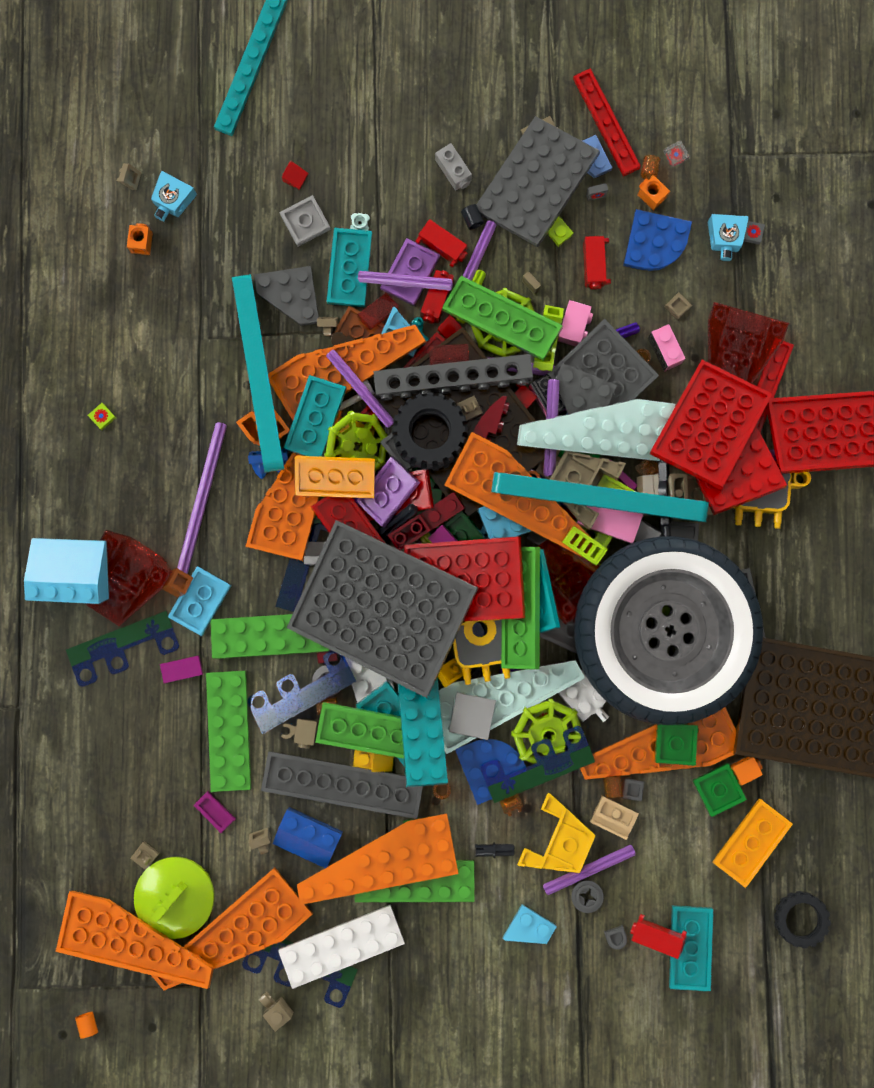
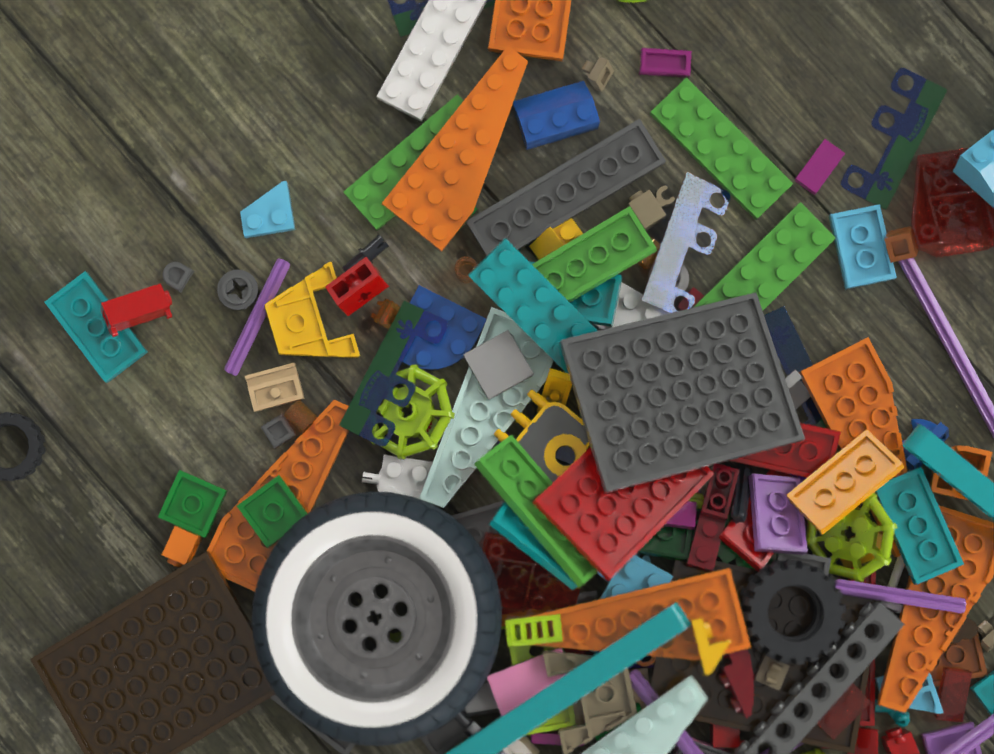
camera: 140 degrees right, 0 degrees up
(498, 449) = (709, 653): none -> yellow slope
(515, 835) = (356, 286): none -> red brick
(752, 843) = (117, 479): light orange plate -> none

